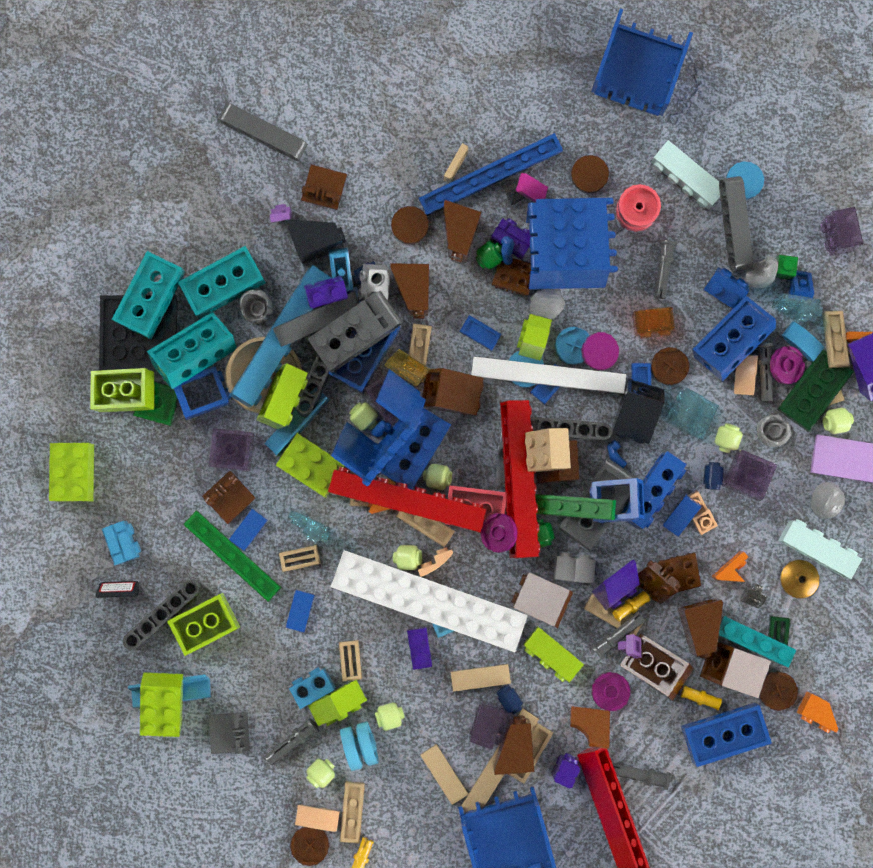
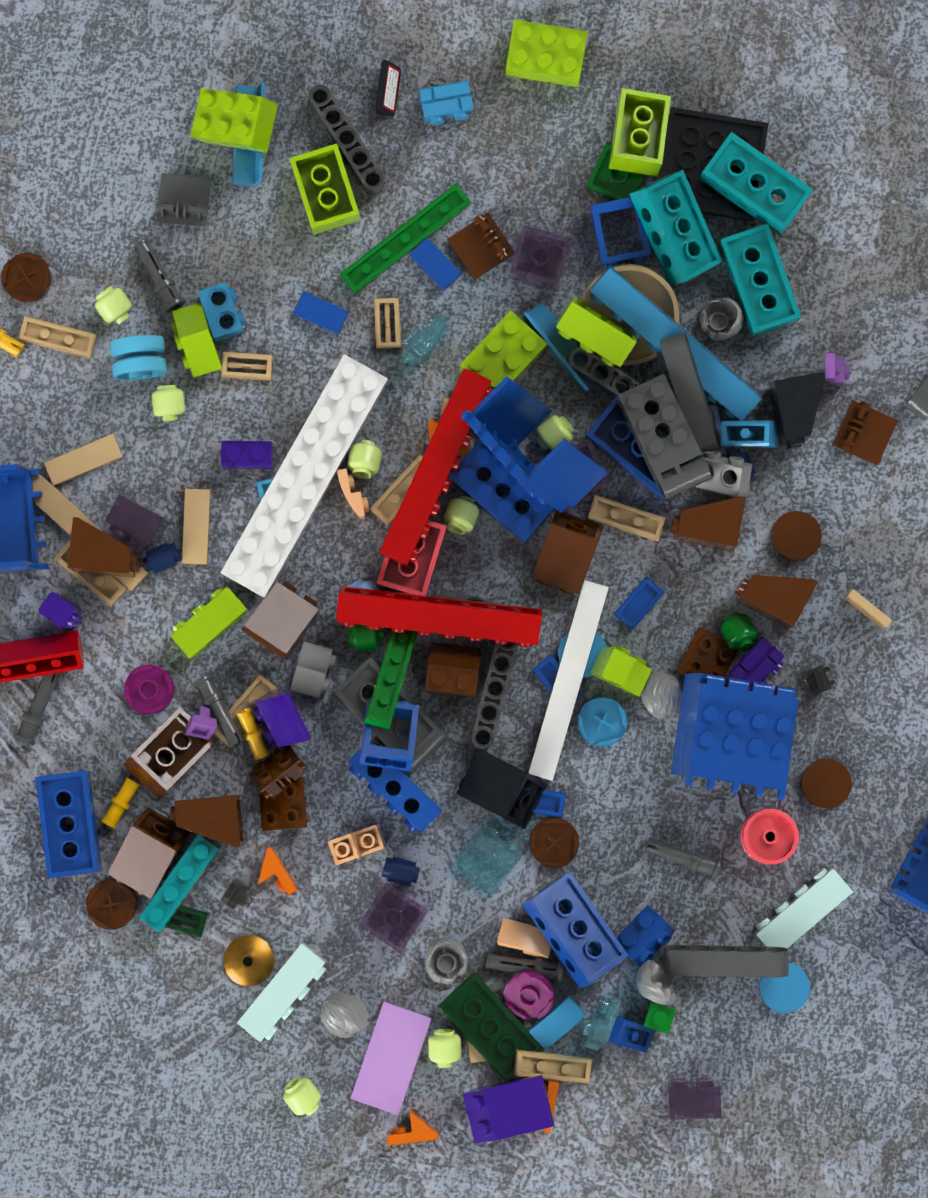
camera: 95 degrees right, 0 degrees up
(317, 818) = (58, 292): light nougat slope -> none
(325, 292) = (722, 408): dark purple brick -> none
(380, 428) = (537, 453): blue arm -> none
(407, 367) = (607, 498): clear yellow tile -> none
(491, 174) = (846, 653): blue plate -> none
(499, 532) = (374, 576): magenta tile -> none
(507, 249) = (741, 654): blue arm -> none
(531, 188) = (817, 701): dark pink tile -> none
(547, 449) = (468, 654): tan brick -> none
(594, 725) = (112, 657): dark orange tile -> none
(600, 351) = (588, 753): magenta tile -> none
(613, 454) = (451, 747): blue arm -> none
(653, 322) = (615, 831): clear orange brick -> none
(682, 515) = (356, 820): blue tile -> none
(728, 437) = (447, 900): yellowish green head -> none
(817, 710) = (77, 949): orange slope -> none

